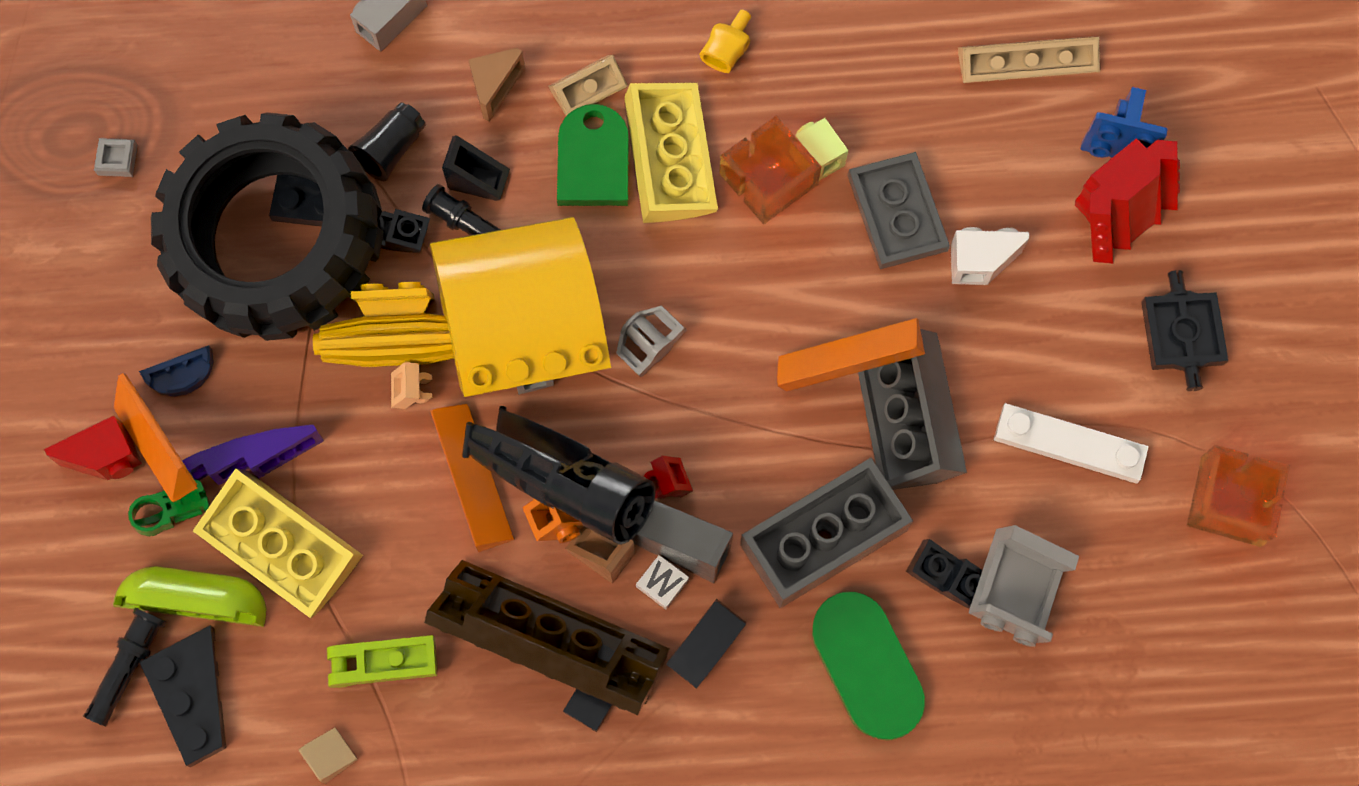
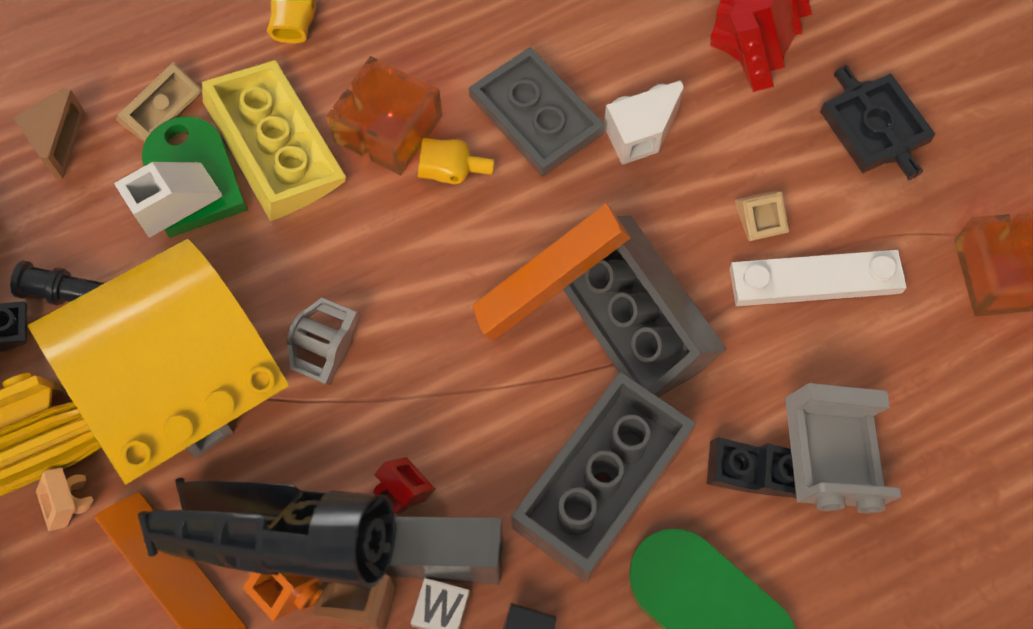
camera: 20 degrees left, 5 degrees down
(473, 171) = (57, 233): black slope -> none
(571, 172) = (167, 193): none -> white slope
(808, 227) = (450, 161): none -> yellow piece
(823, 145) = (436, 71): yellowish green brick -> none
(1050, 373) = (762, 215): none -> tan slope

